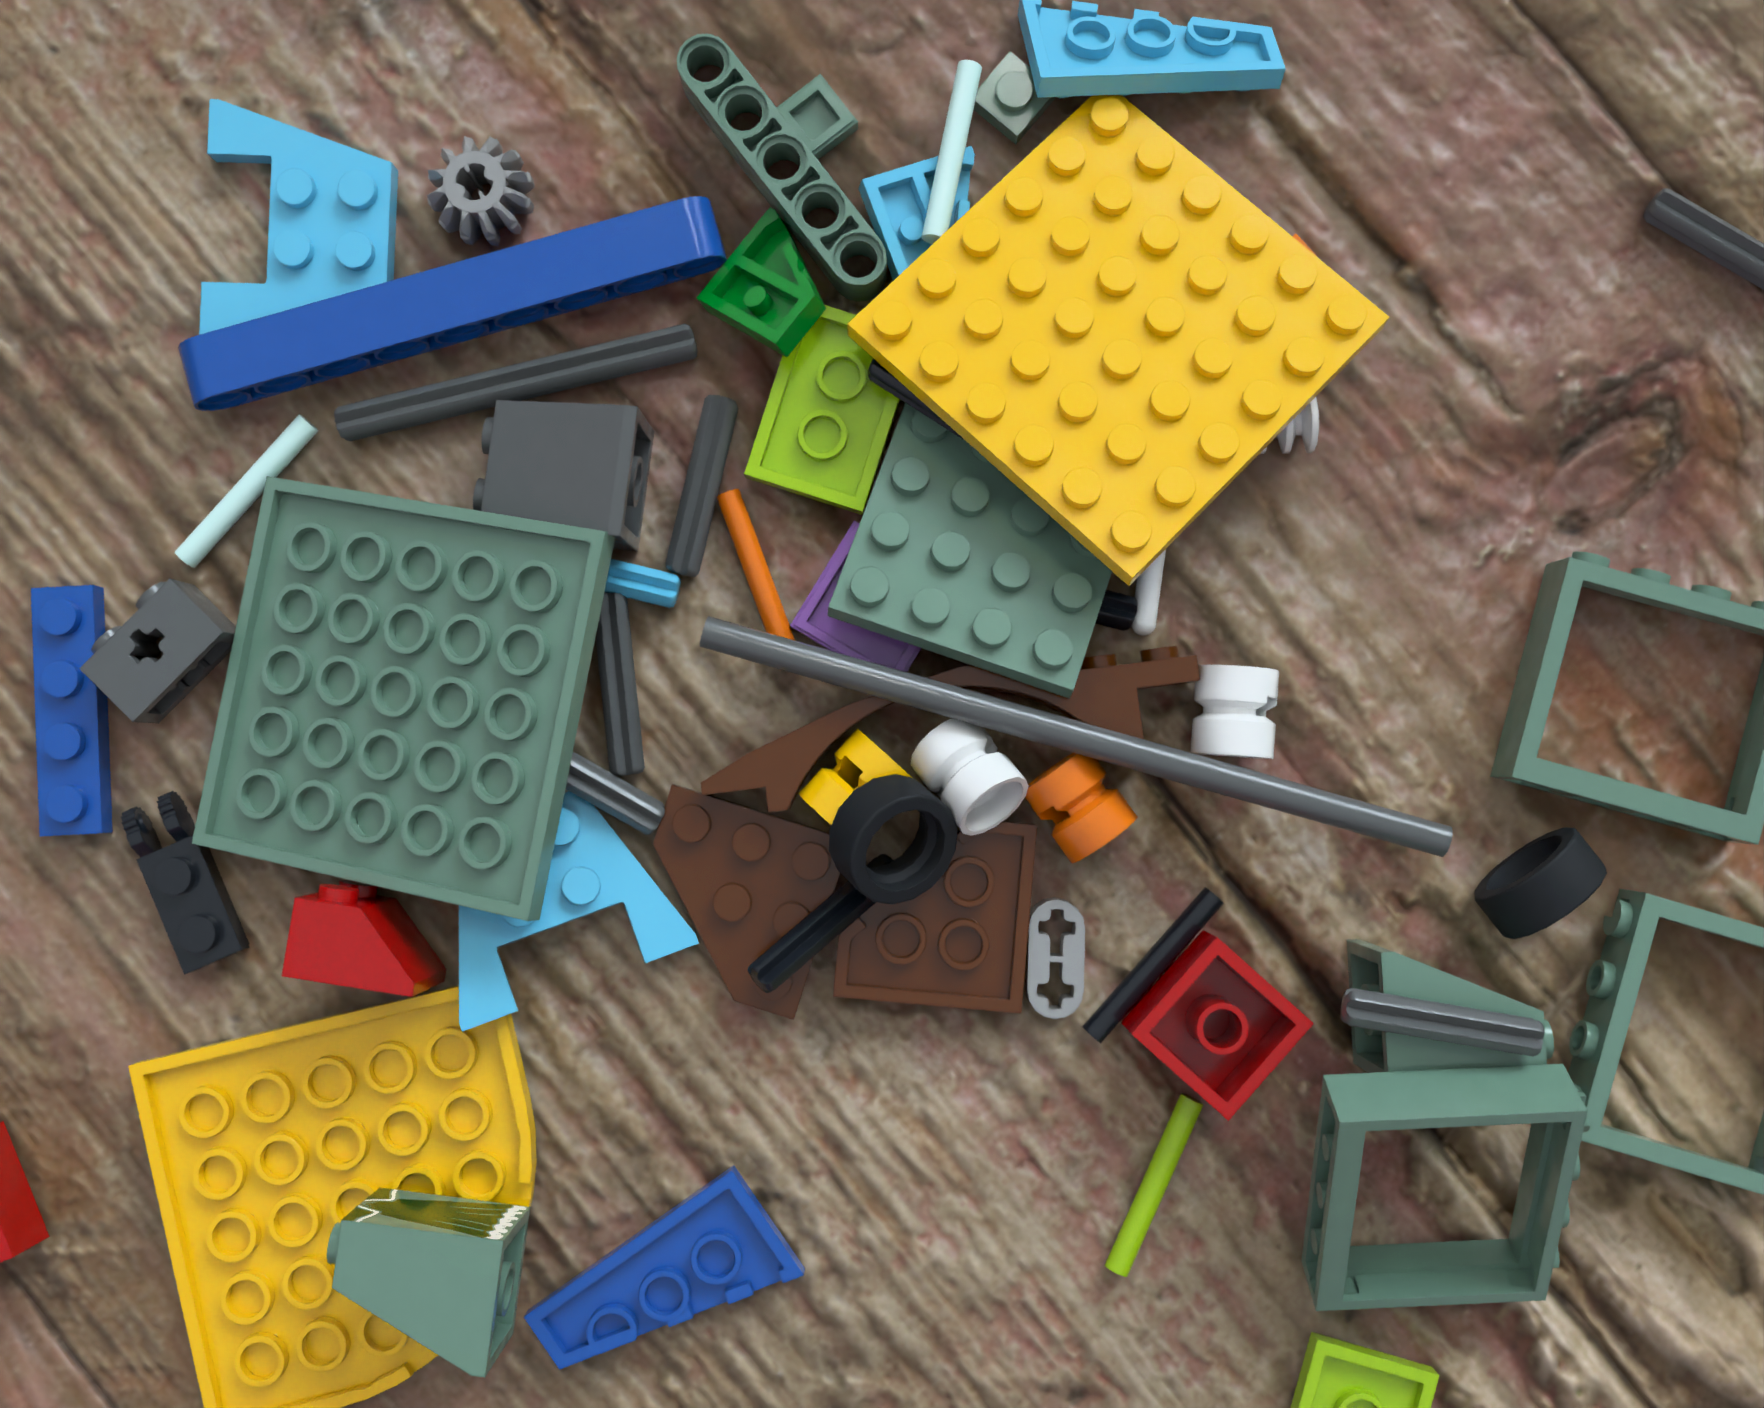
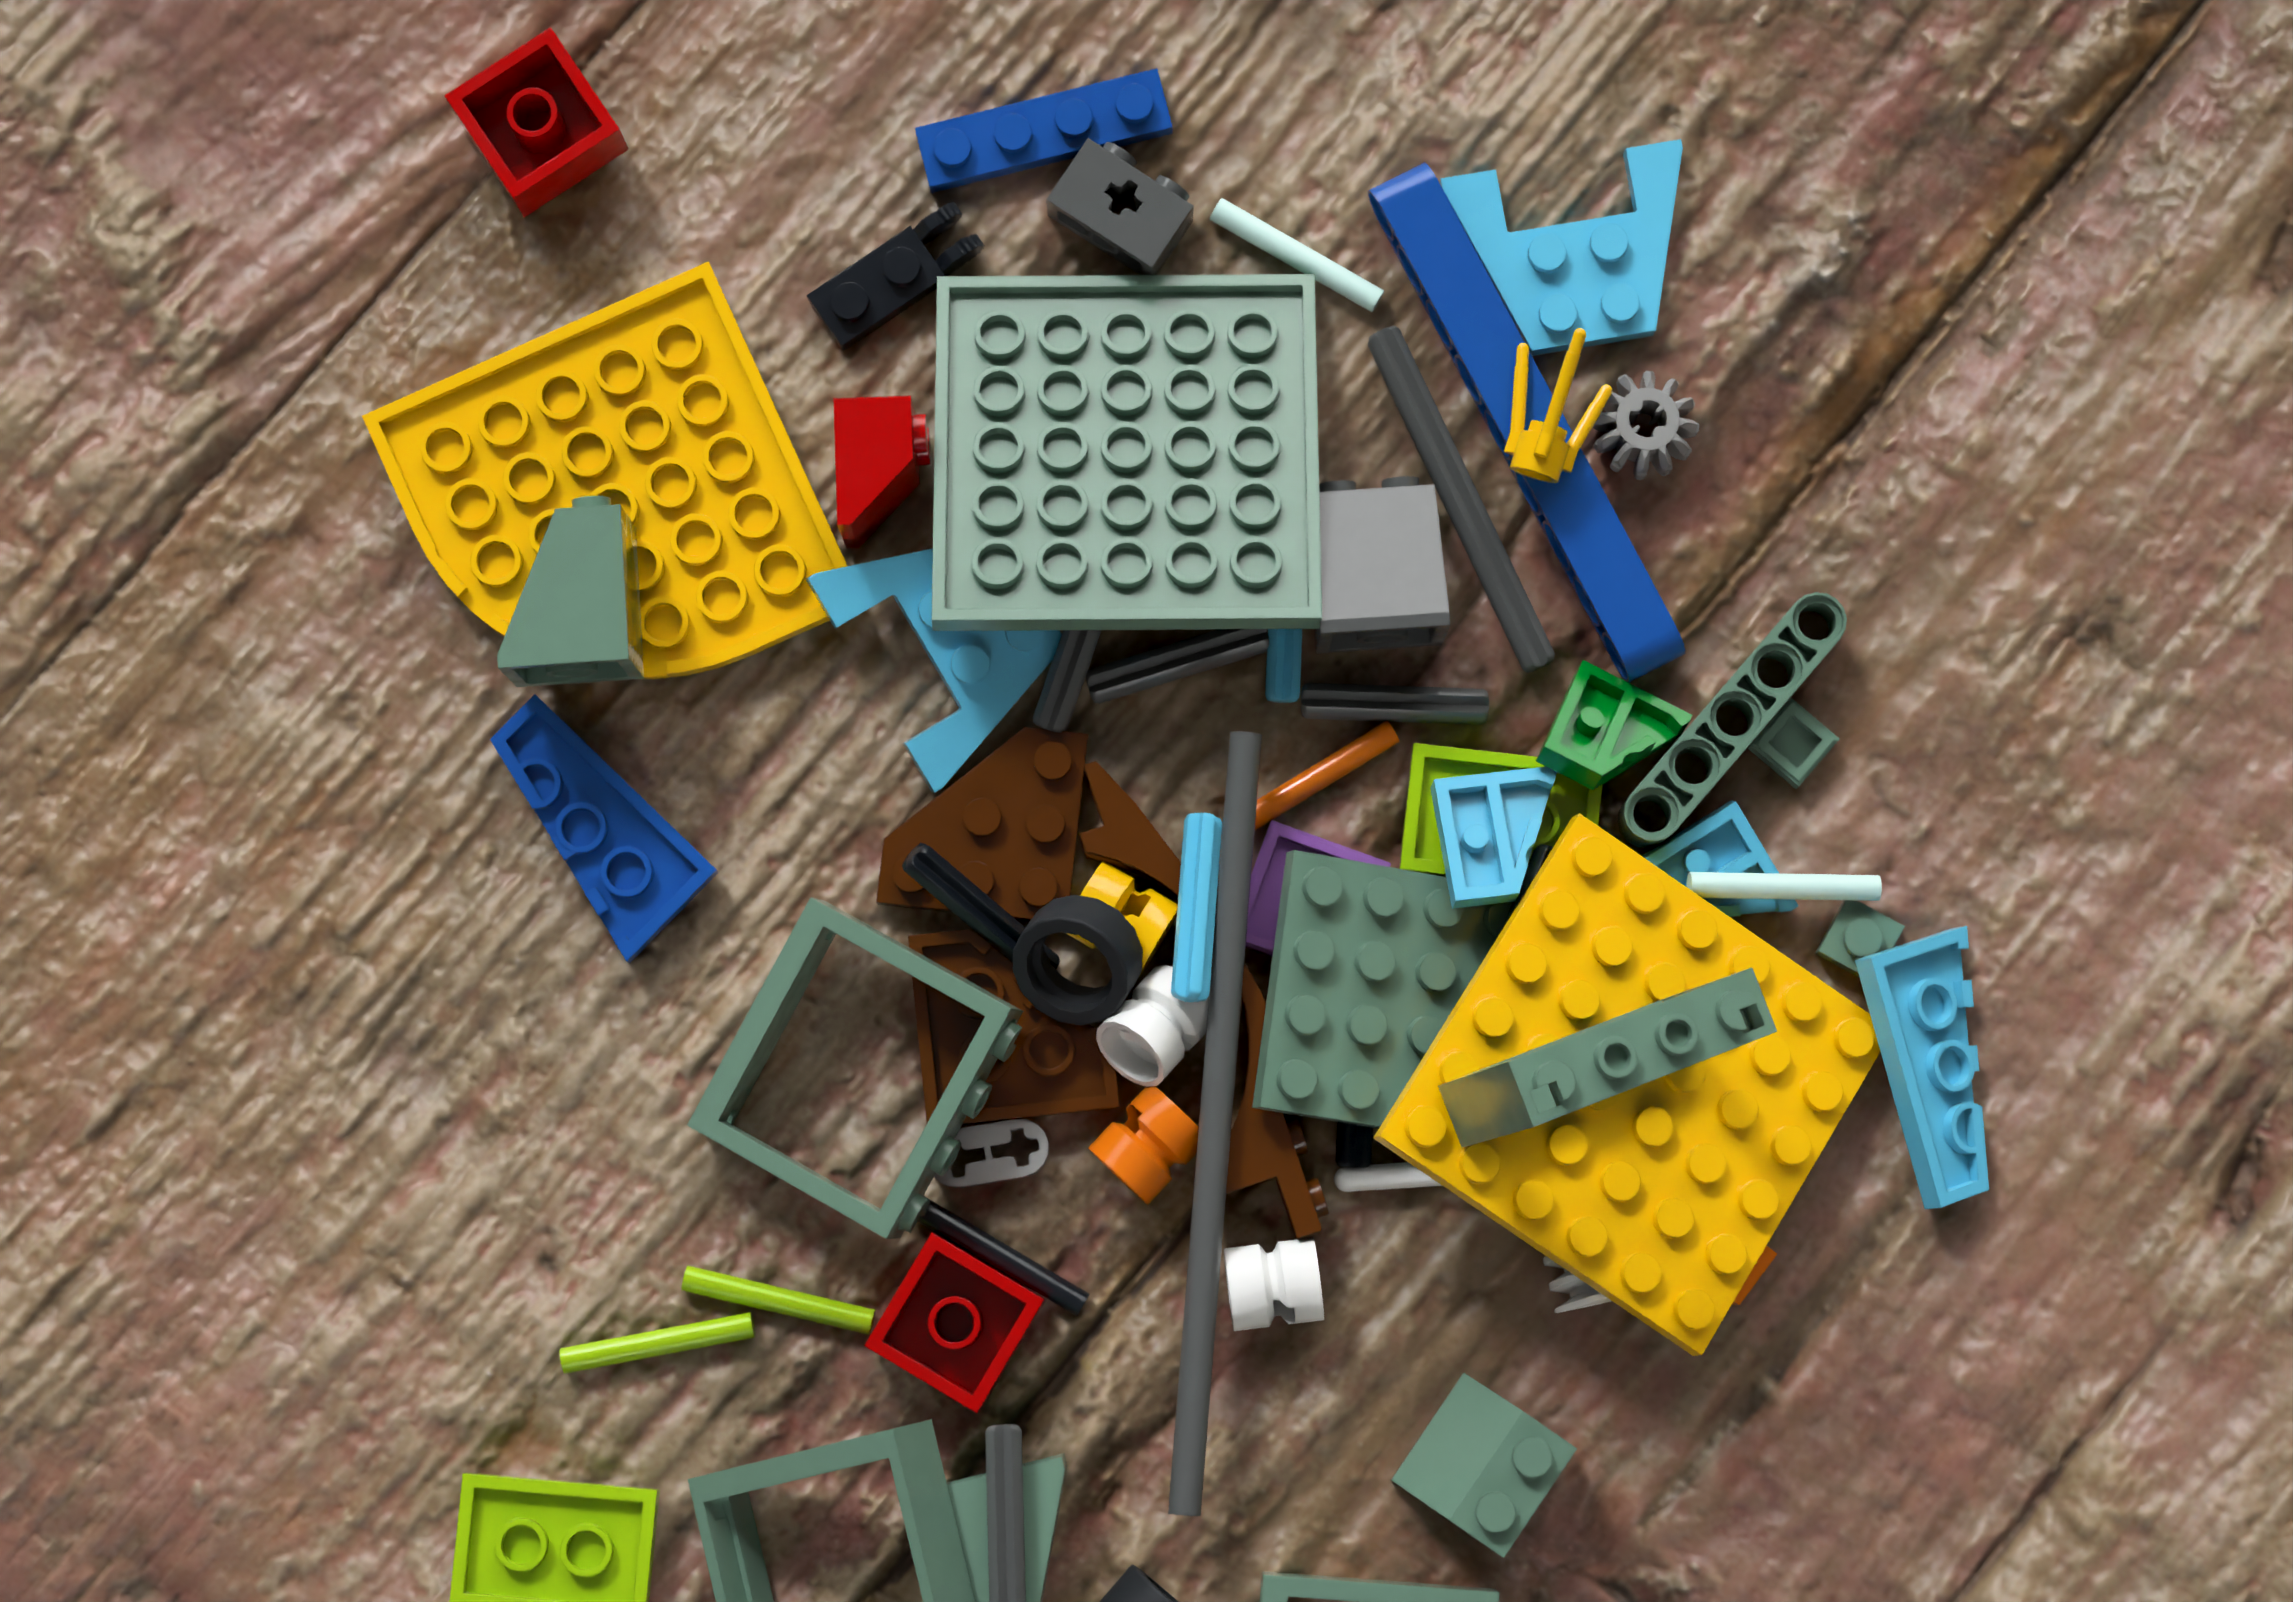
camera: 80 degrees right, 5 degrees down
(482, 285) = (1542, 448): none -> yellow plant
(846, 417) = (1489, 831): none -> medium azure wing
(865, 713) = (1196, 907): none -> medium azure axle
(895, 1154) = (769, 1017): none -> sand green window
(1121, 327) = (1607, 1058): none -> sand green window
(1172, 1308) = (657, 1342): none -> lime bar
(1442, 547) = (1484, 1464): none -> sand green slope

